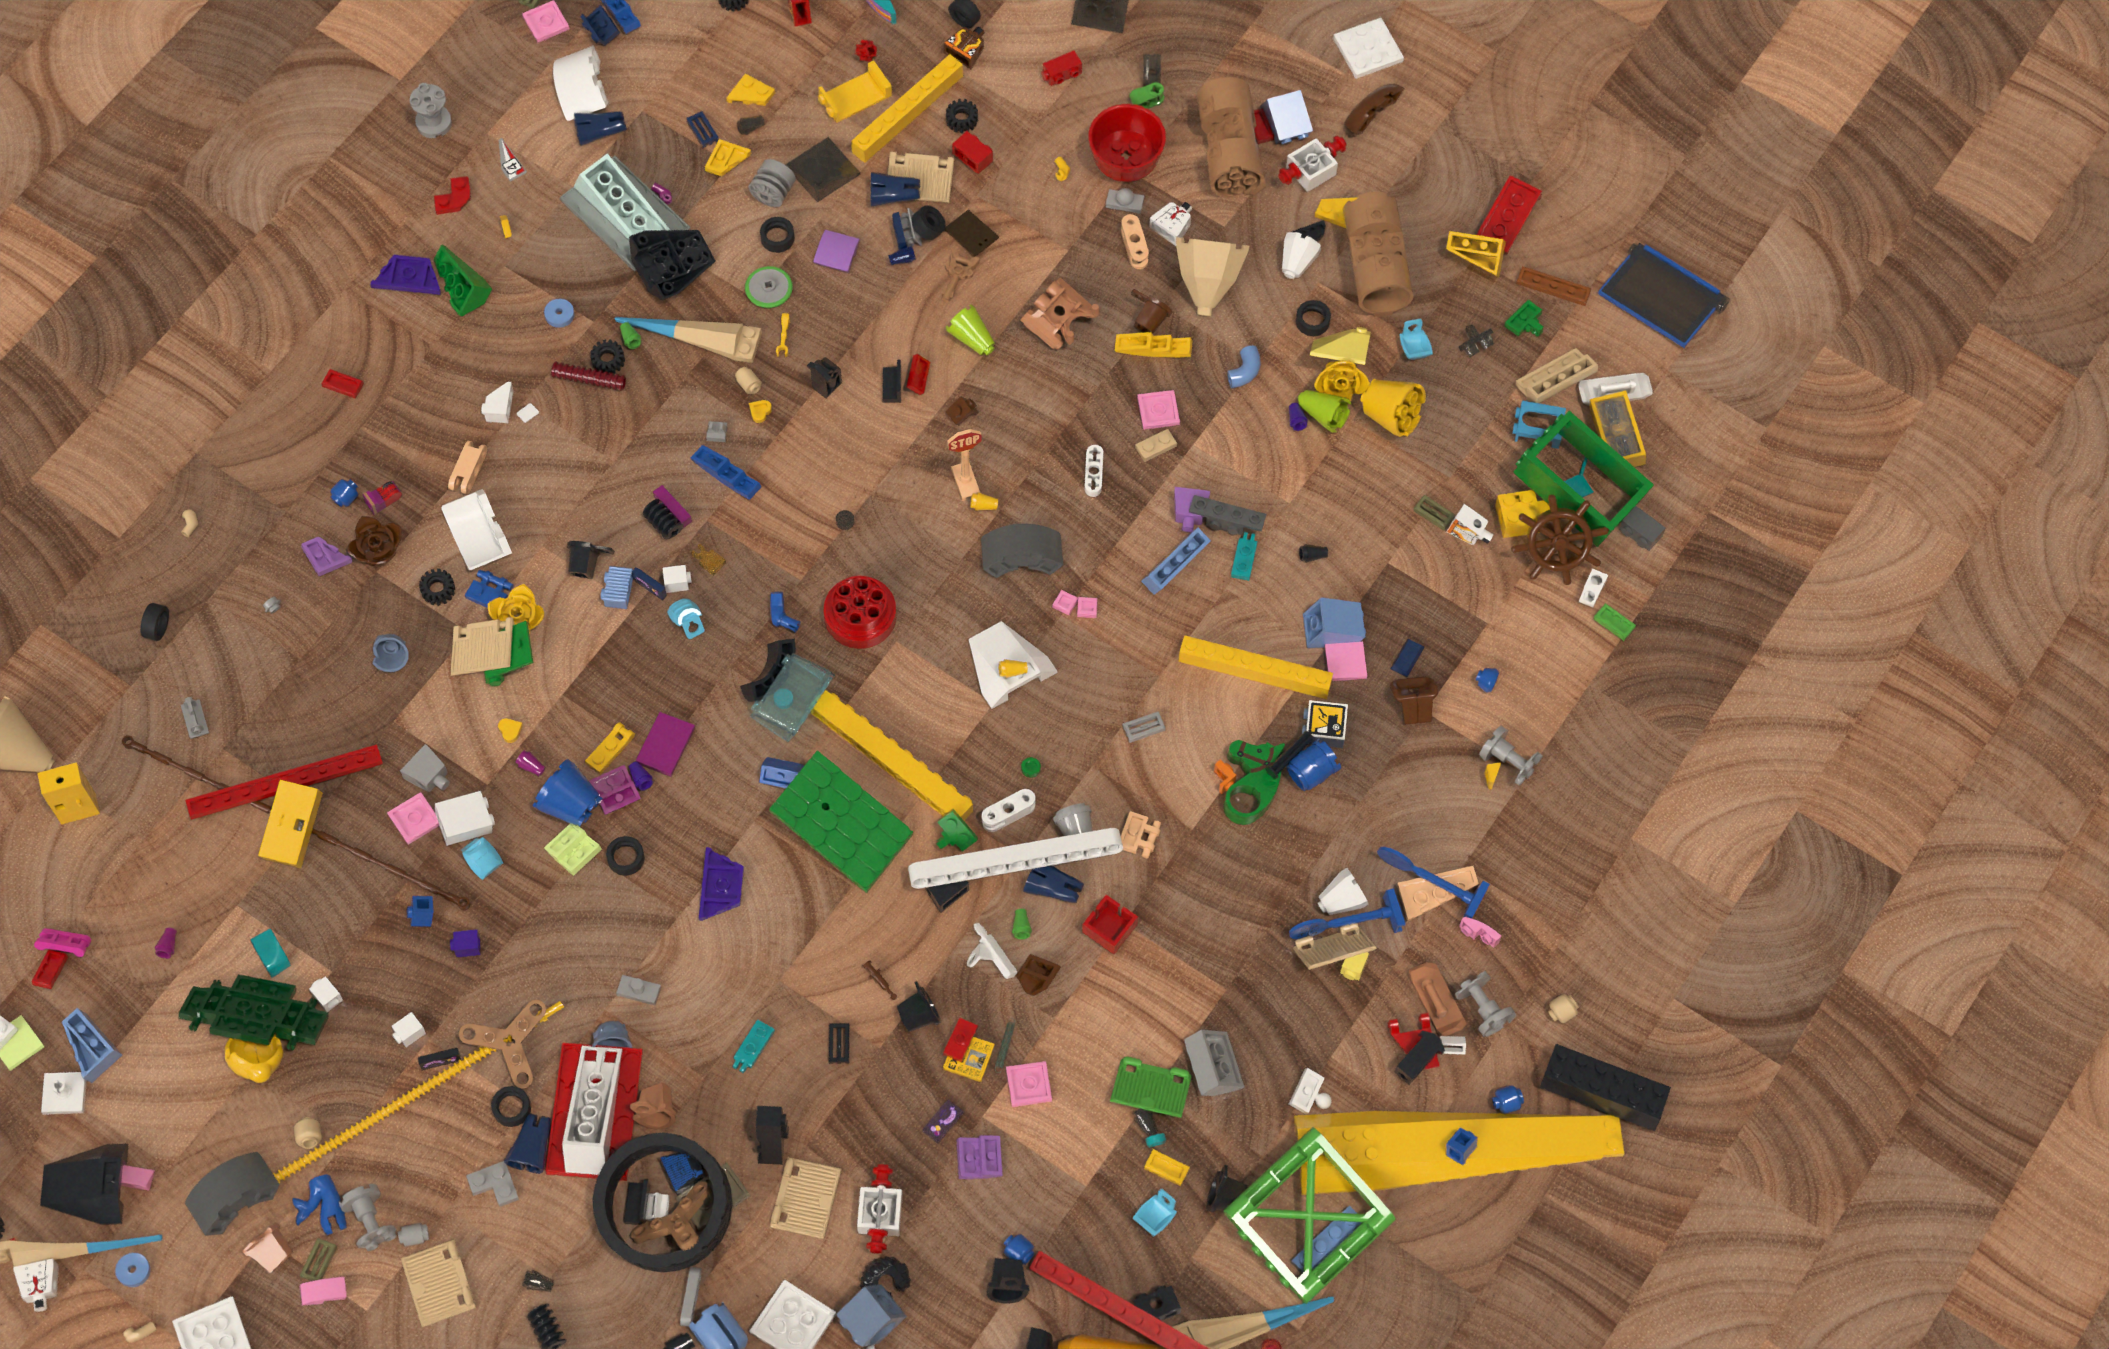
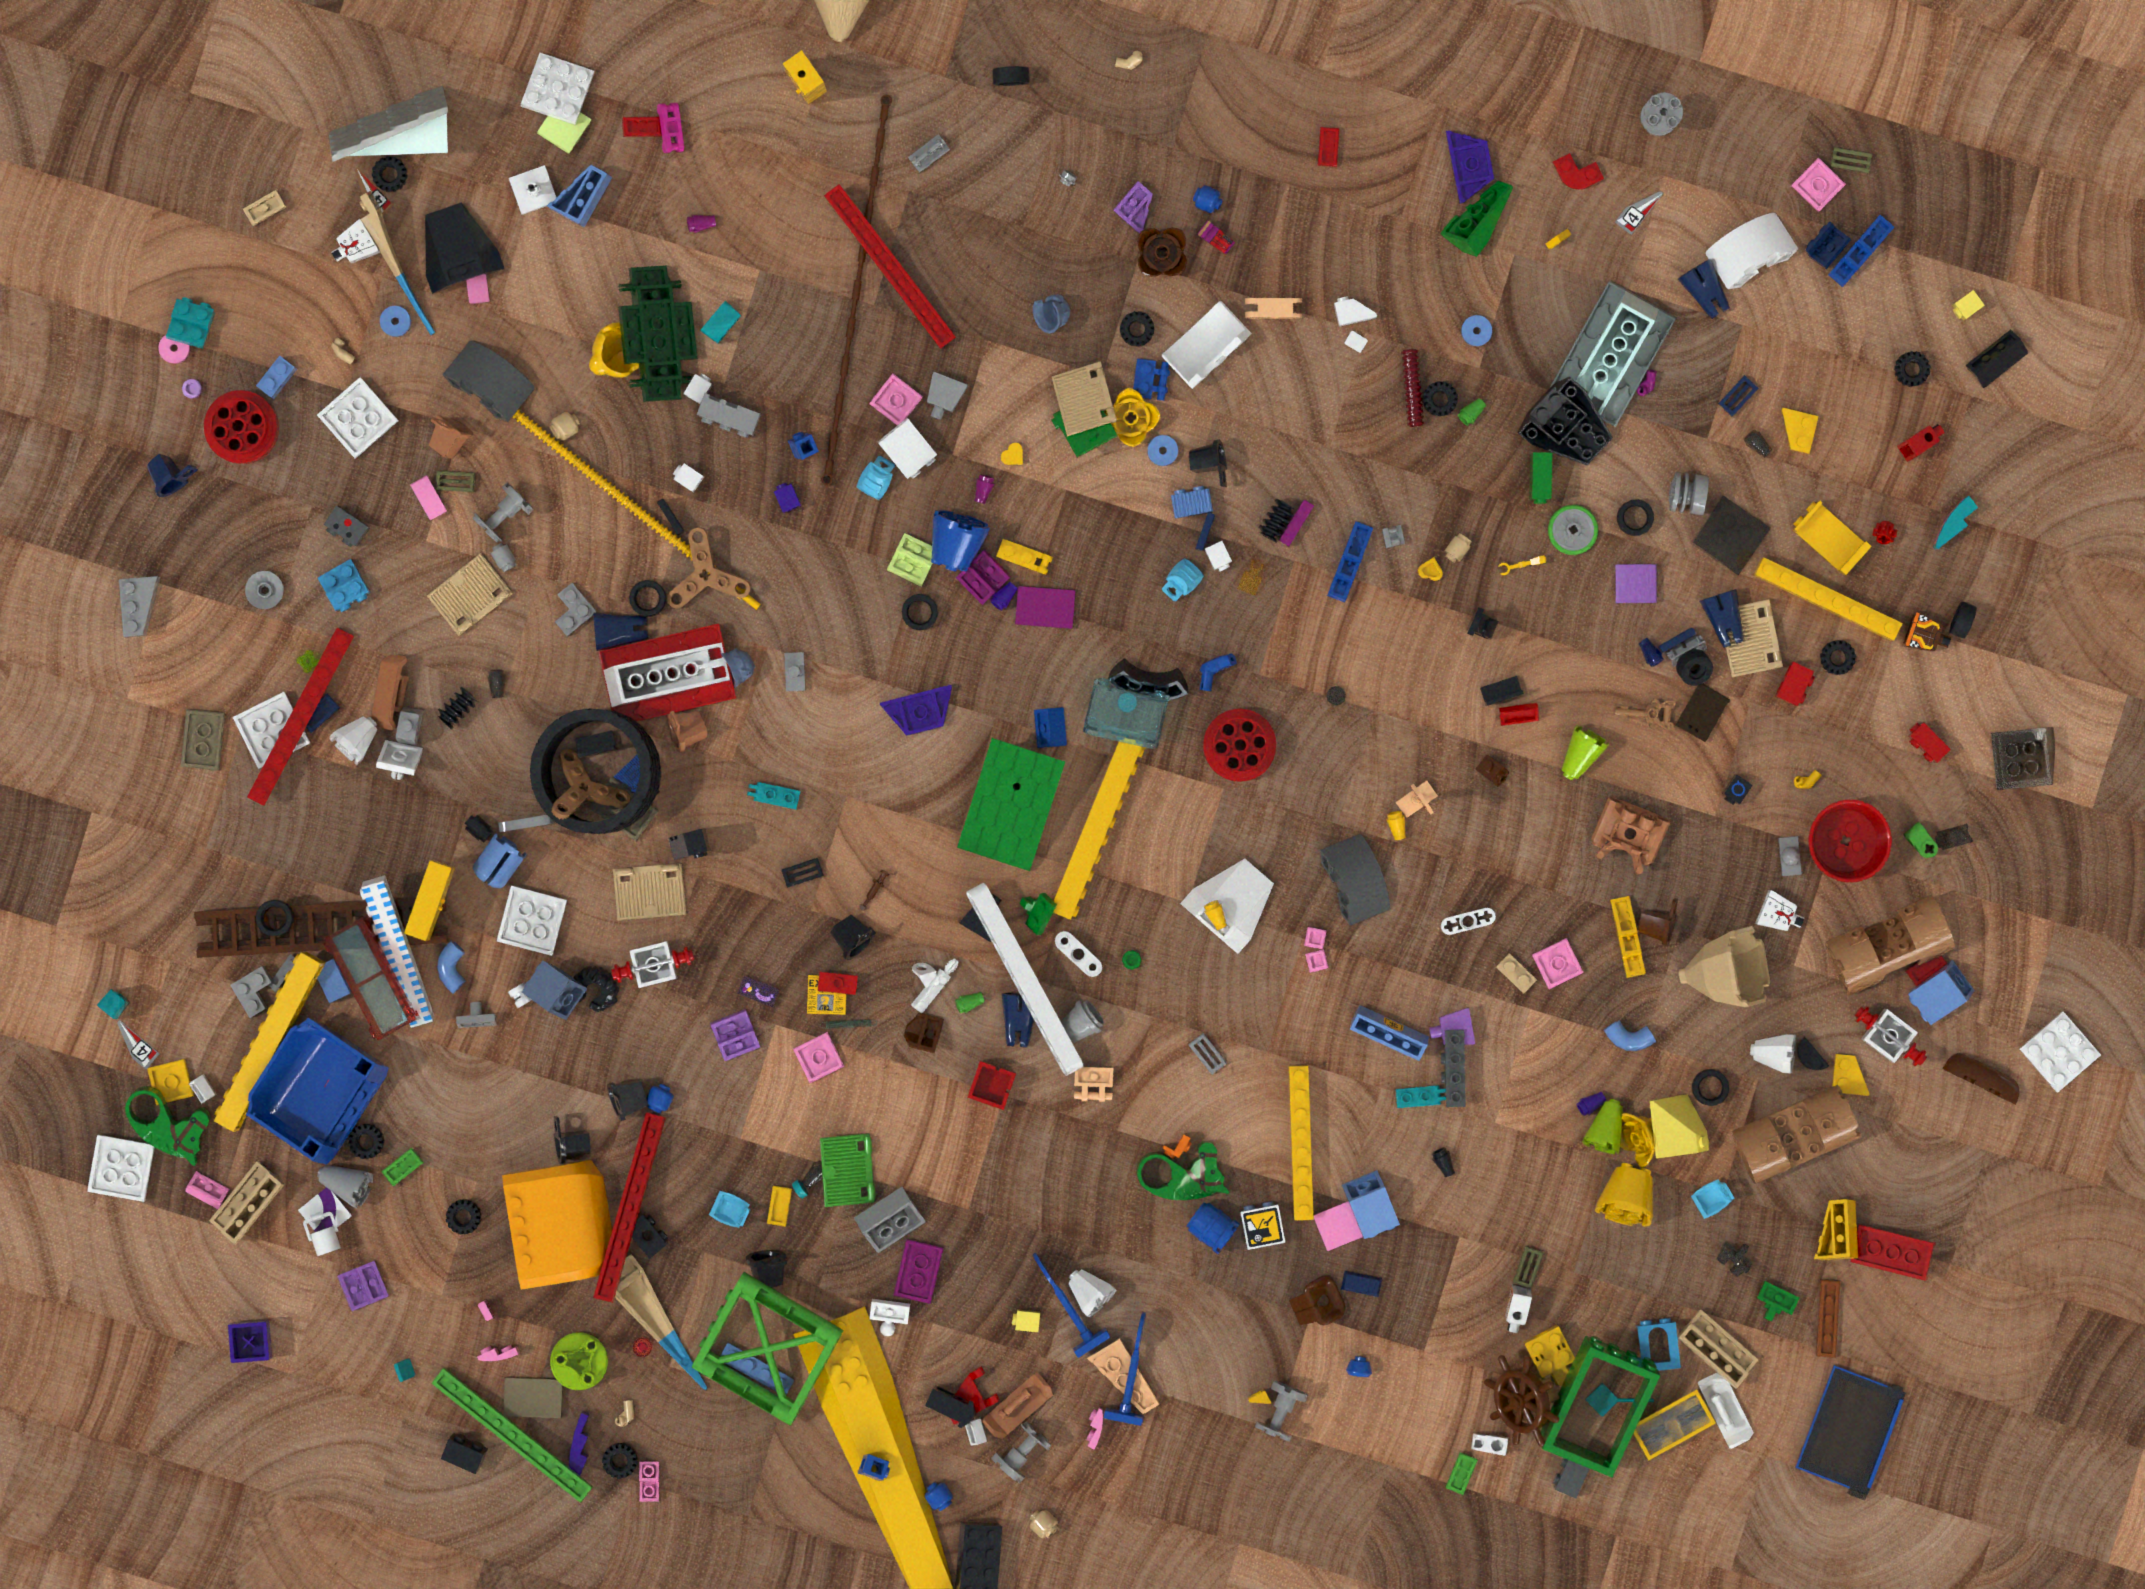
camera: 75 degrees right, 25 degrees up
(290, 824) = (847, 291): yellow brick -> none
(322, 1189) = (517, 460): blue piece -> none
(362, 973) = (728, 415): none -> light grey wedge
(563, 606) = (1162, 459): none -> medium blue piece
(657, 1206) = (596, 763): white piece -> none
(710, 293) = (1540, 477): none -> green brick
(726, 157) = (1710, 432): yellow wing -> none
(726, 339) = (1499, 510): tan plate -> none
(1050, 223) = (1736, 790): none -> black brick
(1132, 231) = (1751, 877): light nougat piece -> none
(1274, 1053) = (918, 1271): none -> magenta tile
(1290, 753) = (1214, 1203): black axle -> none
(1333, 947) = (1032, 1298): tan window -> none

